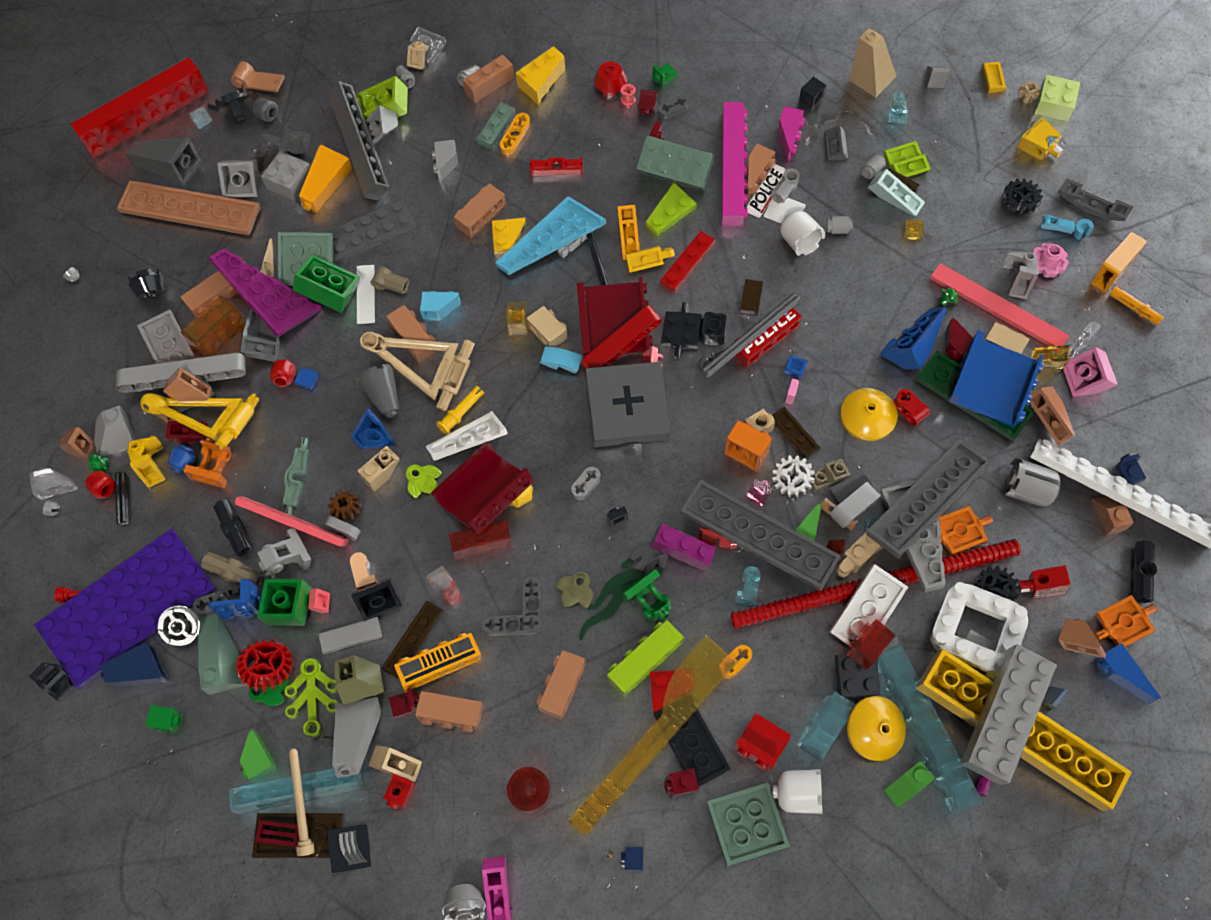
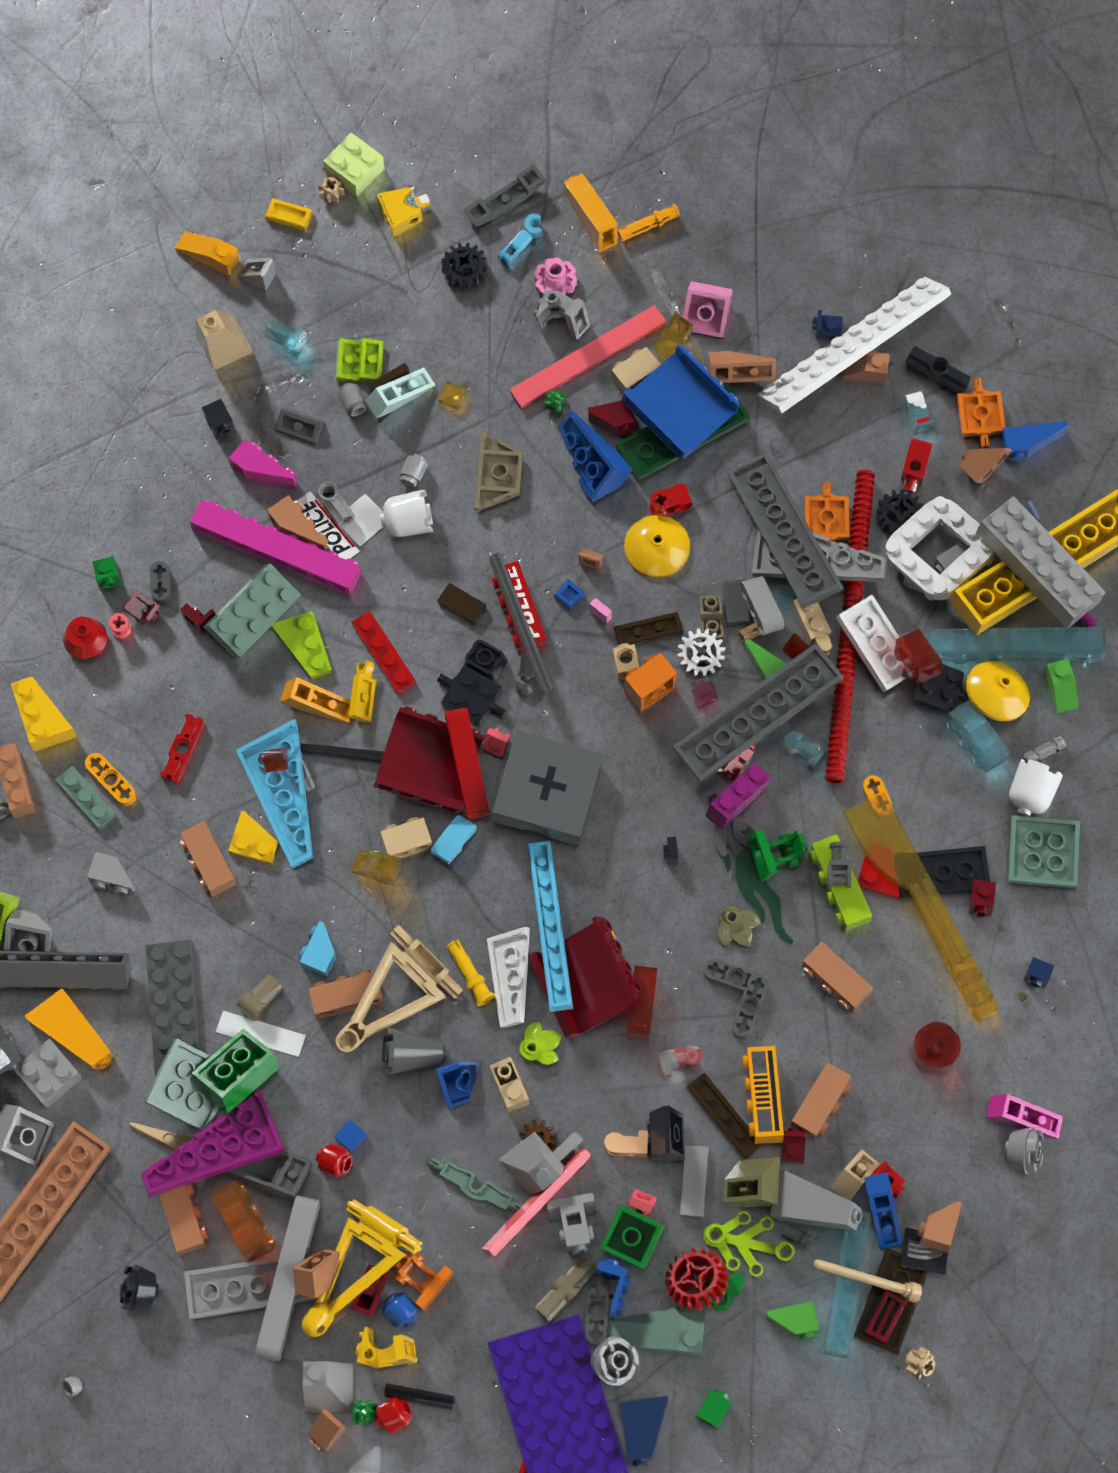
camera: 70 degrees left, 5 degrees up
(232, 527) = (512, 1274): black piece -> none
(247, 878) = (920, 1362): none -> tan gear
(320, 507) = (532, 1164): none -> light grey slope
(368, 794) = (883, 1210): none -> blue slope
(370, 853) = (940, 1228): none -> nougat slope
(515, 448) = (550, 926): none -> medium azure tile
(568, 218) = (275, 760): none -> clear red slope
(589, 486) = (613, 872): light grey beam -> none
(653, 647) = (839, 869): none -> dark grey connector
(762, 742) = (970, 804): red bracket -> none
(833, 369) = (590, 558): none -> nougat slope
(842, 791) = (1045, 750): none -> light grey axle
(867, 280) = (497, 472): none -> dark tan wing
(935, 43) = (209, 252): none -> light orange slope
(1031, 483) = (806, 426): light grey cylinder -> none
(1095, 569) = (918, 413): none -> clear light blue leg

